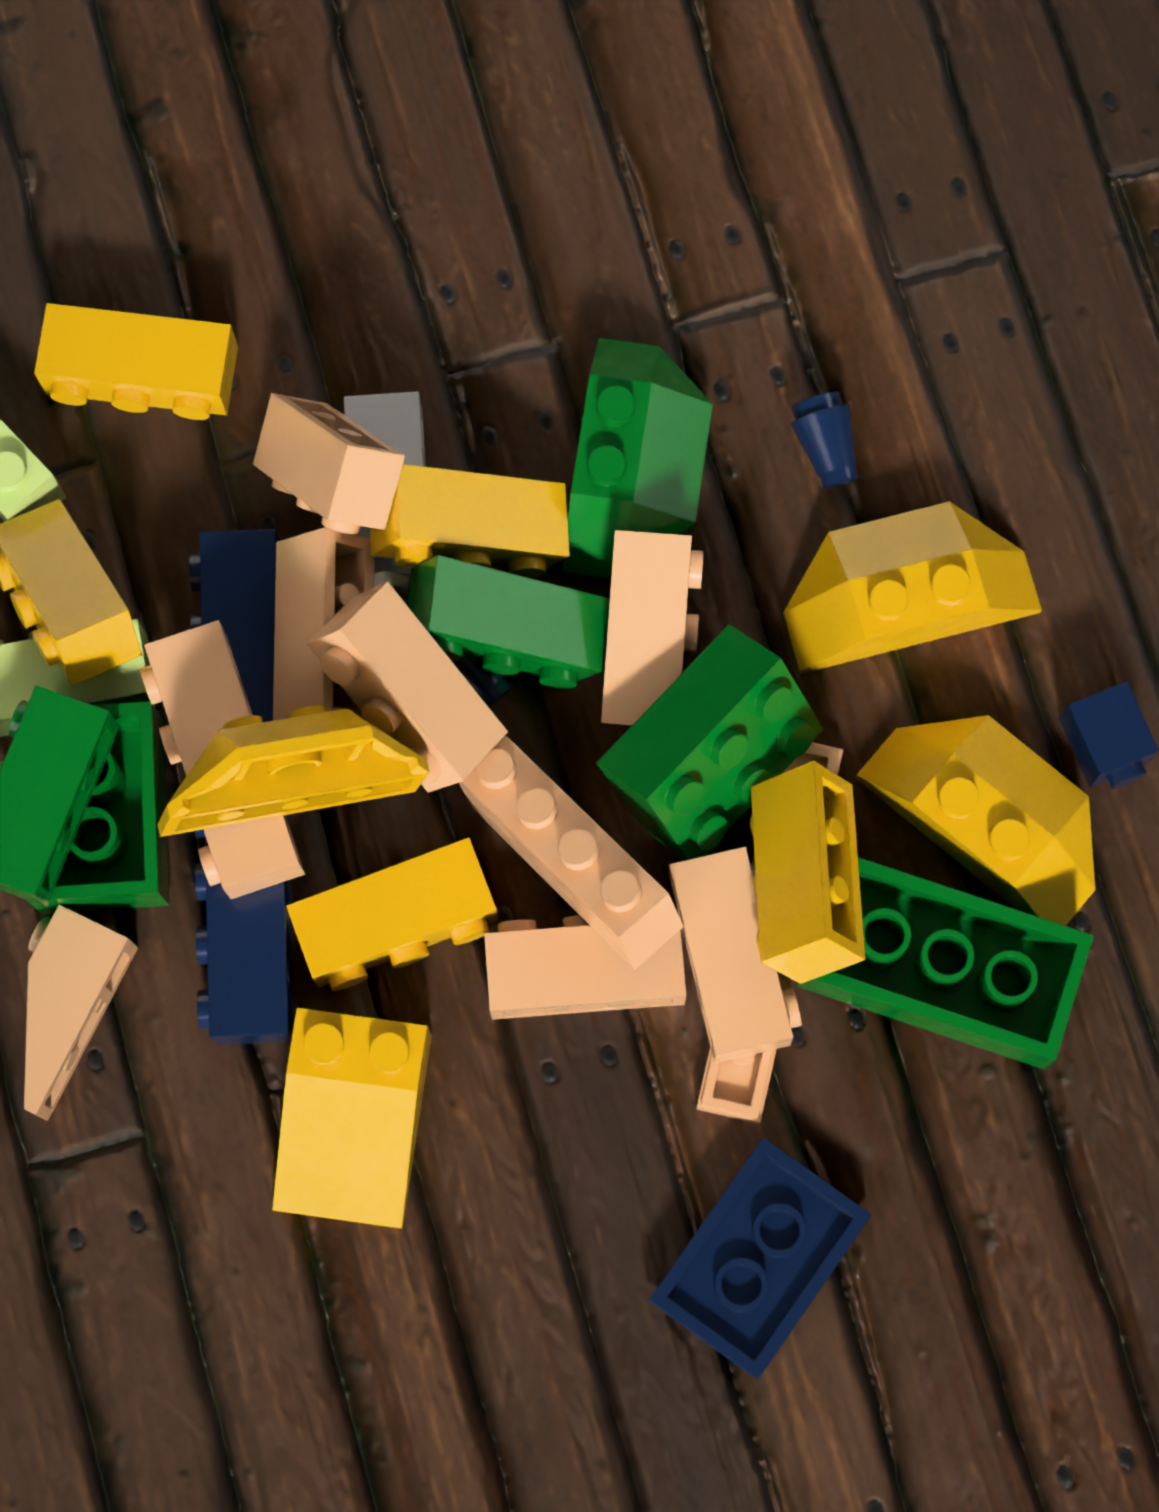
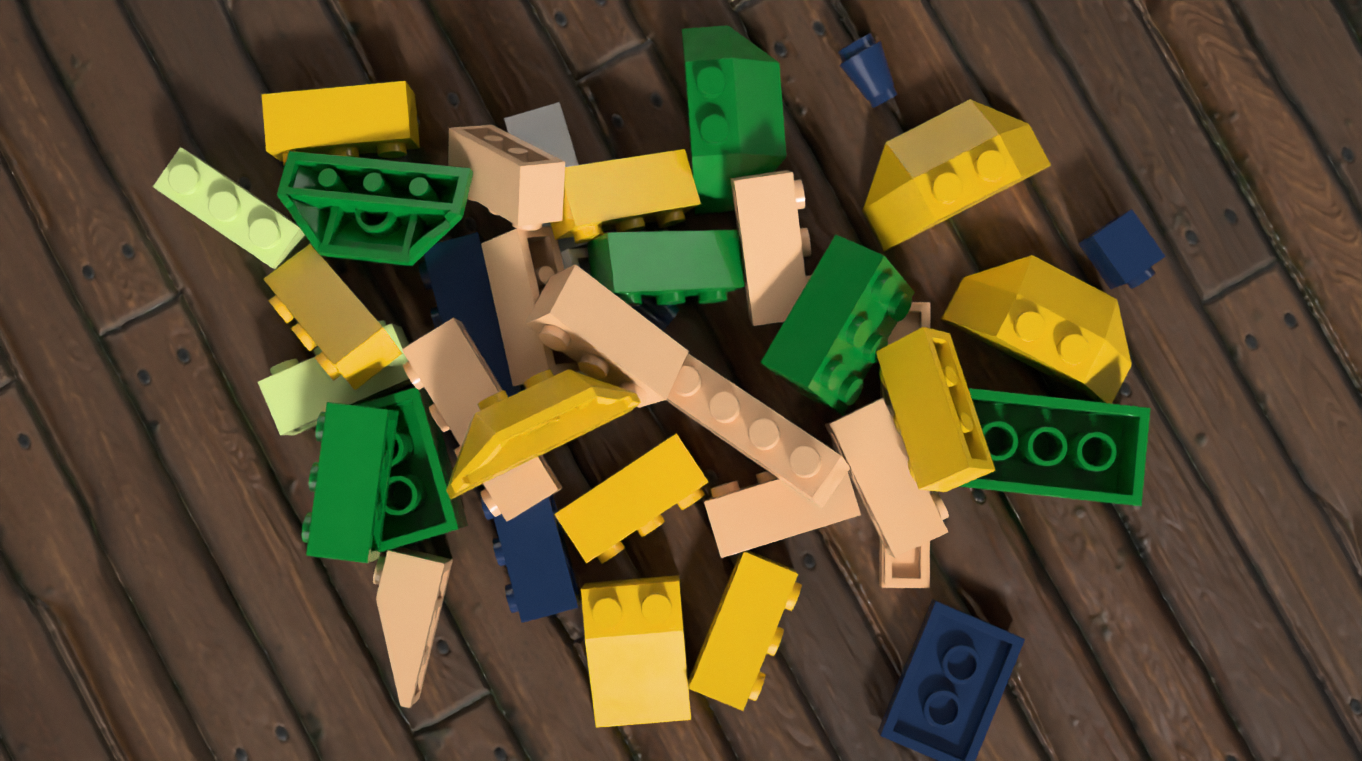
camera: 15 degrees left, 10 degrees up
(151, 465) = (372, 205): none -> green wedge
(500, 1117) = (744, 630): none -> yellow brick

